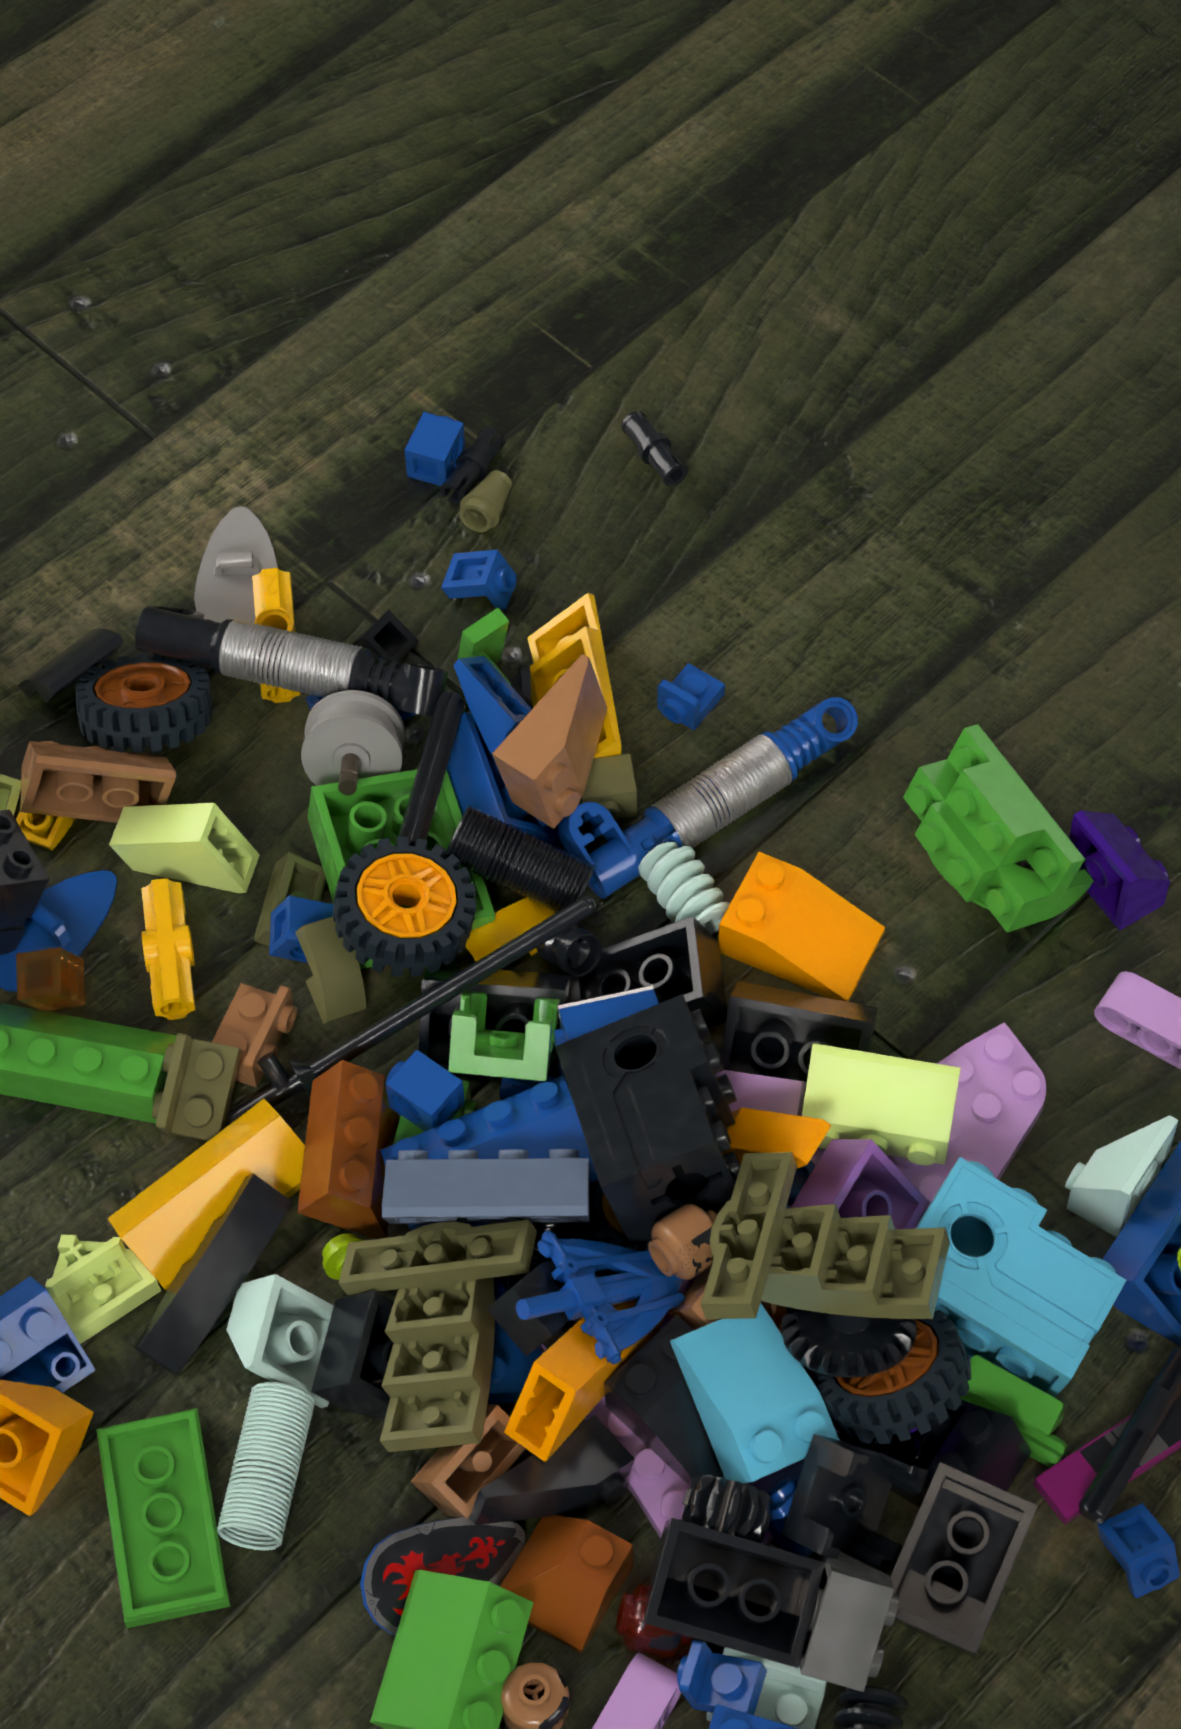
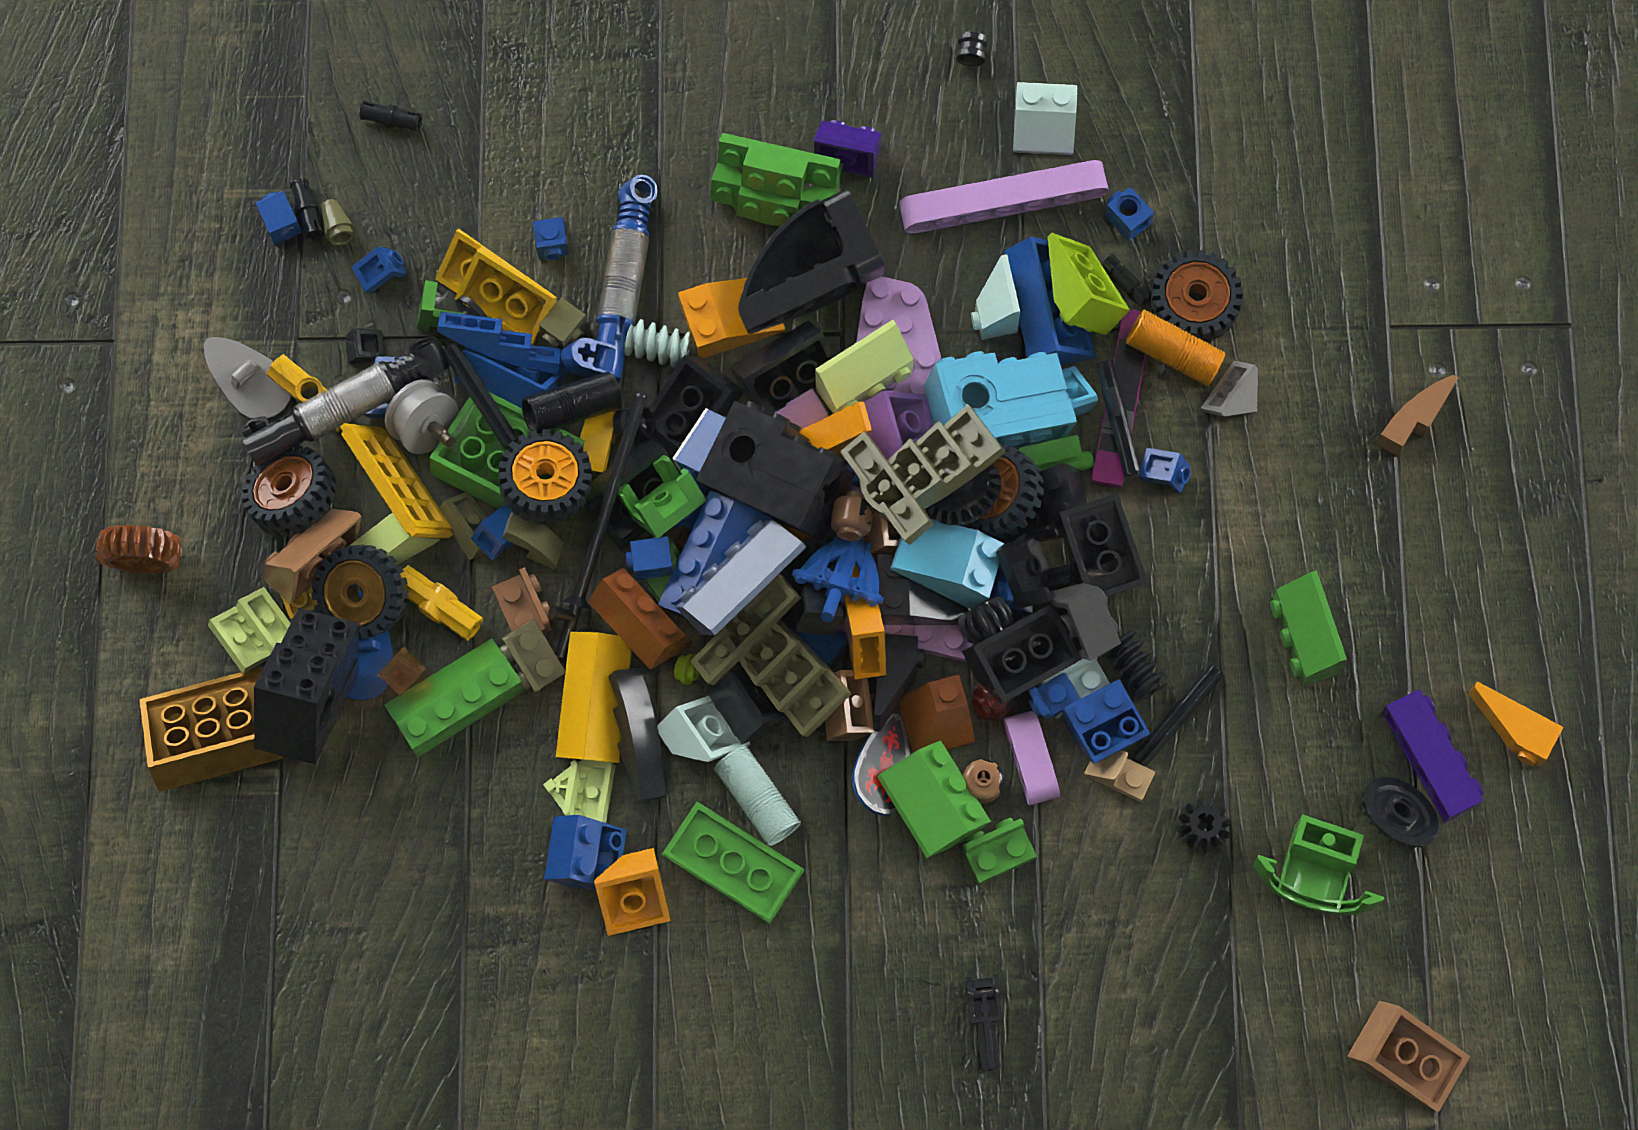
camera: 45 degrees left, 15 degrees up
(72, 664) = (225, 504): black slope -> none
(98, 857) = (377, 577): none -> wheel
(253, 876) = (428, 520): none -> yellow piece
(554, 746) = (540, 340): medium nougat slope -> none
(937, 946) = (810, 264): none -> black panel
(1111, 1358) = (1079, 391): none -> medium azure slope

